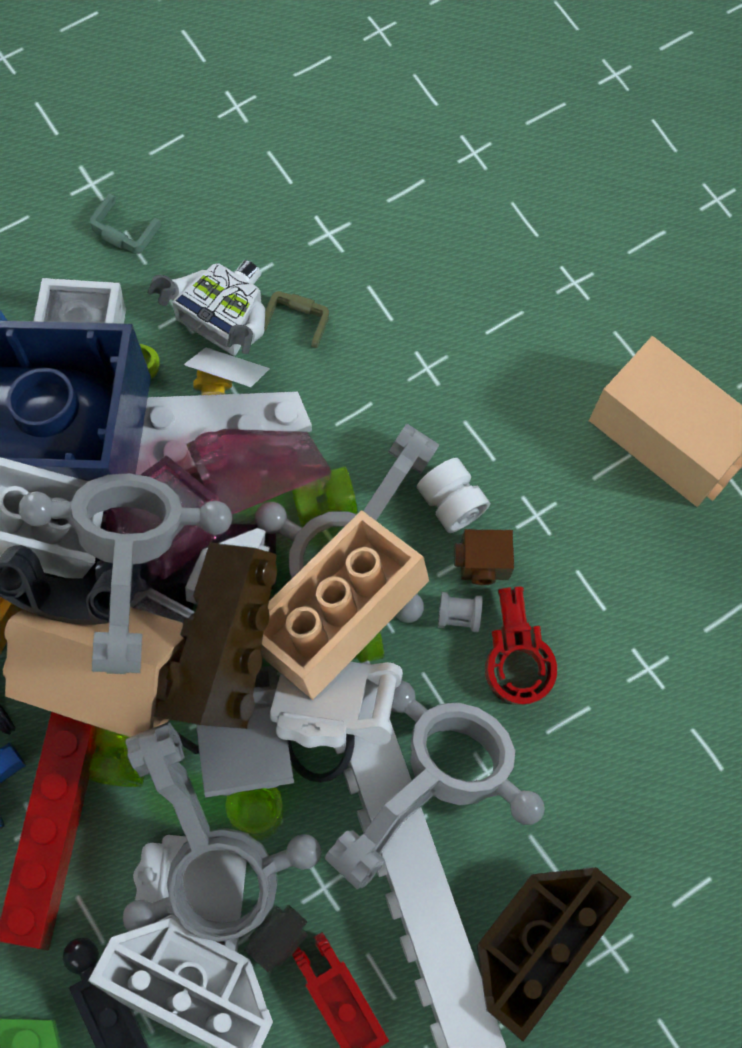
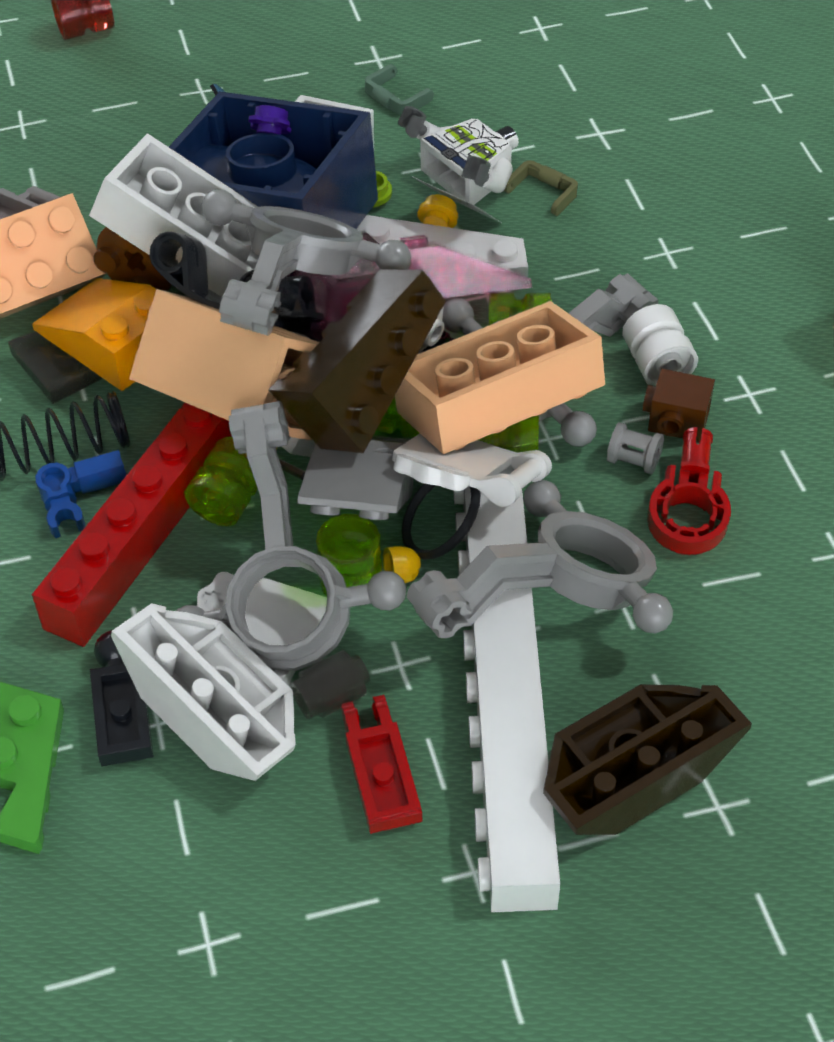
camera: 25 degrees right, 20 degrees down
(36, 354) = (270, 120): none -> dark purple plate
(297, 794) = (402, 561): none -> yellow hinge

